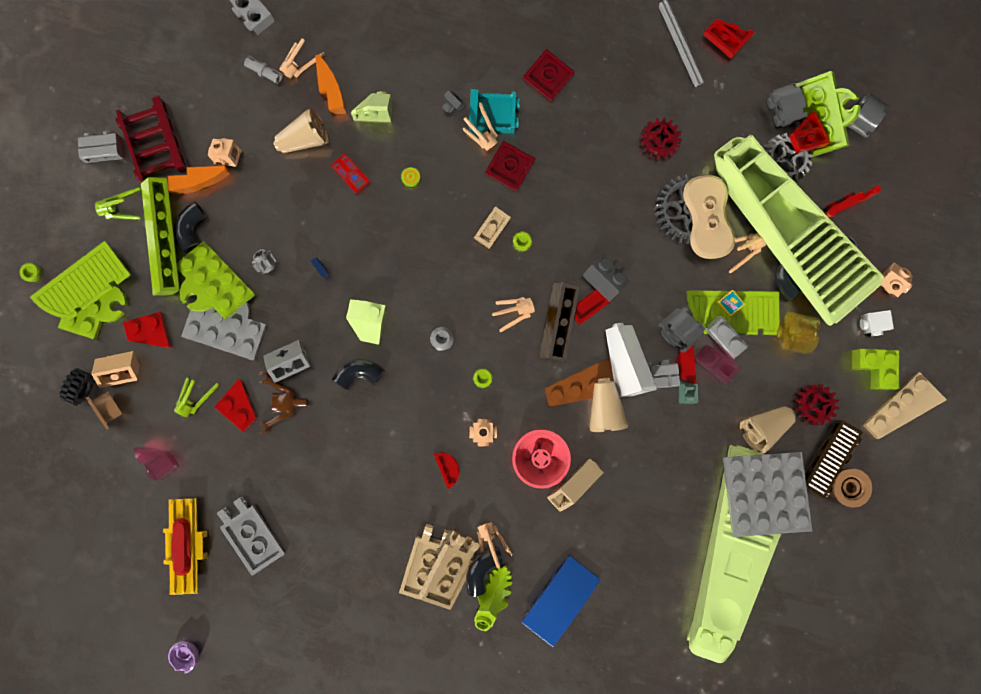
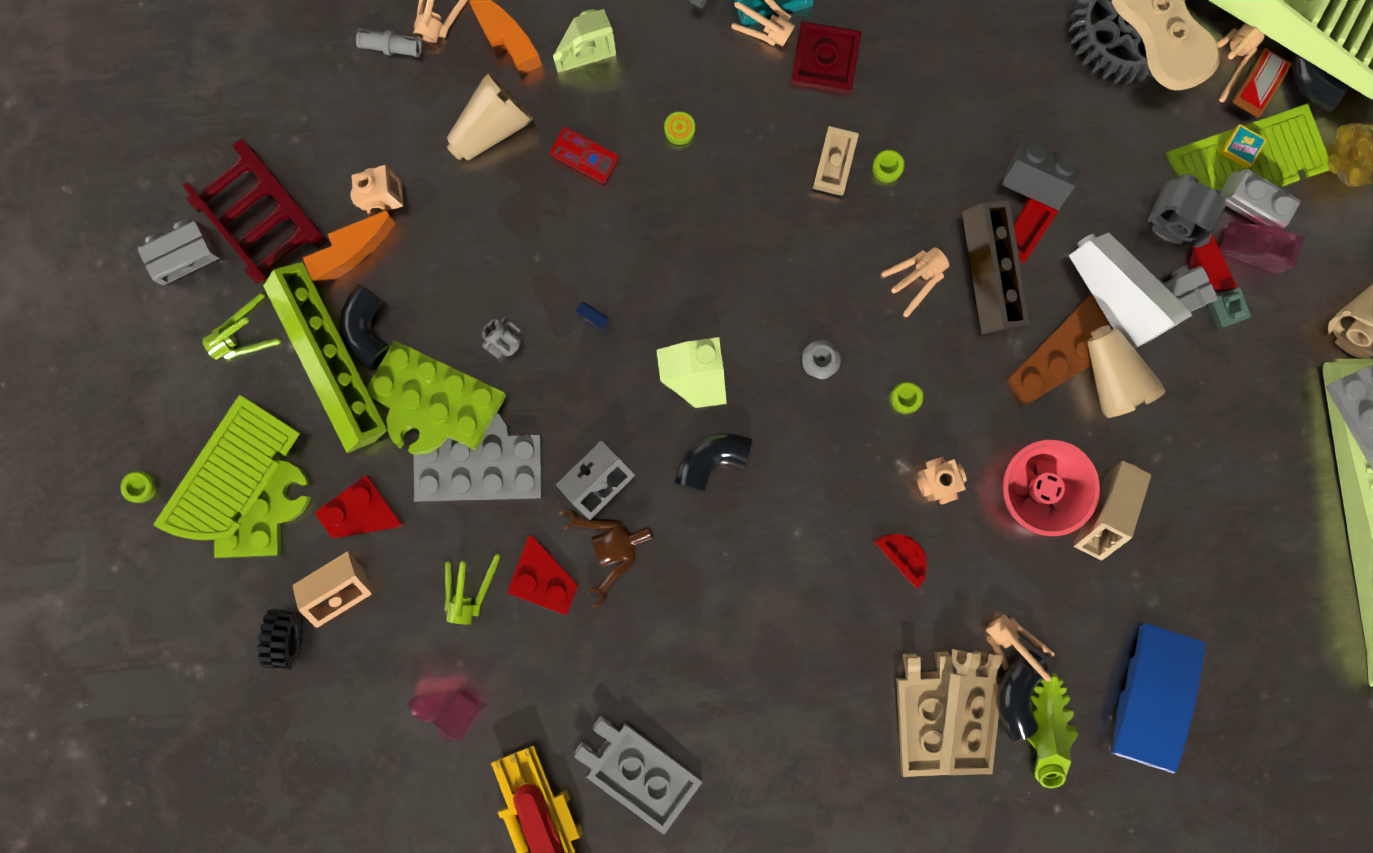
camera: 20 degrees left, 0 degrees up
(104, 408) = (336, 657): medium nougat piece -> none
(755, 270) = (1261, 83): none -> slope

